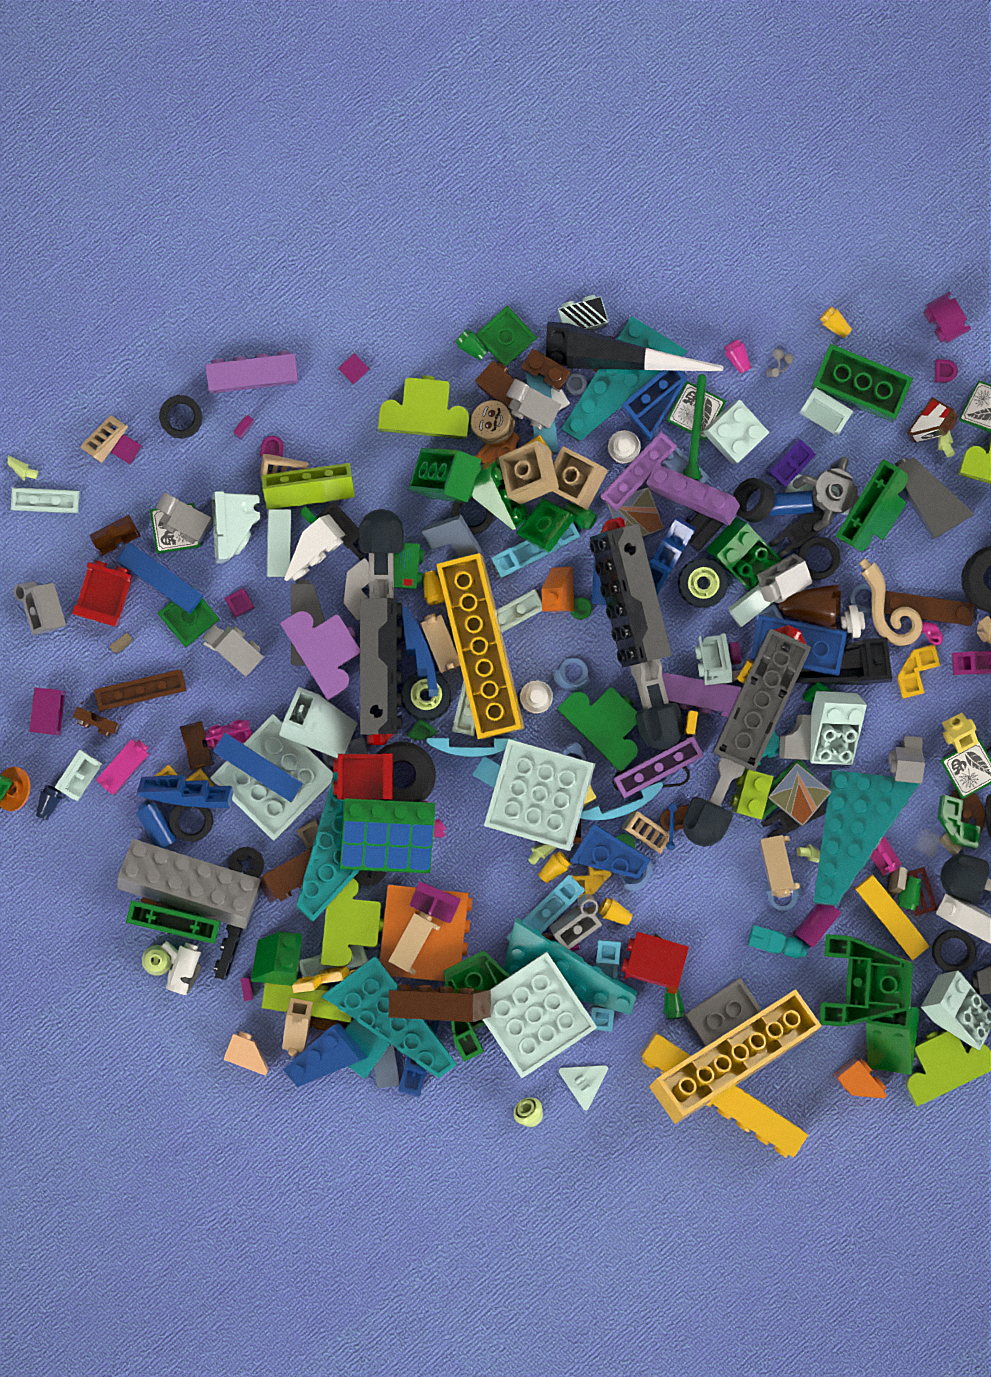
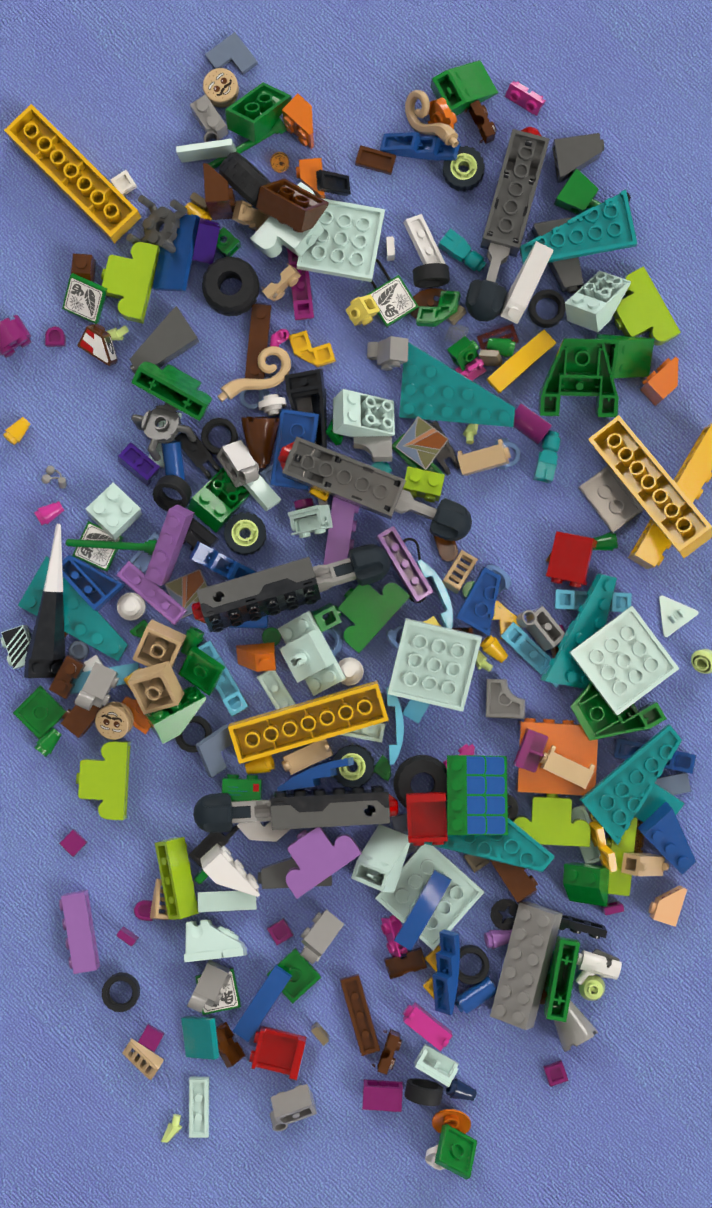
camera: 90 degrees left, 0 degrees up
(50, 758) = (423, 1092): none -> black tyre
(60, 913) = (555, 1073): none -> magenta tile
(114, 934) = (575, 1030): none -> light grey cone
(125, 505) = (200, 1037): none -> teal tile
(219, 852) = (497, 938): none -> medium lavender cone
(439, 1004) = (622, 742): reddish brown wedge -> none
(445, 474) = (160, 760): green brick -> none
(492, 873) = (501, 701): none -> light grey tile
(558, 651) = (309, 654): none -> light aqua brick
(597, 456) = (139, 629): none -> green tile
(597, 680) = (332, 619): none -> green brick
(613, 911) = (529, 596): yellow cone -> none
(670, 845) = (438, 550): blue hinge -> none
(690, 723) = (365, 538): yellow tile -> none
(826, 412) = (94, 435): light aqua panel -> none
(862, 383) = (67, 405): green brick -> none
(905, 849) = (463, 352): none -> green brick

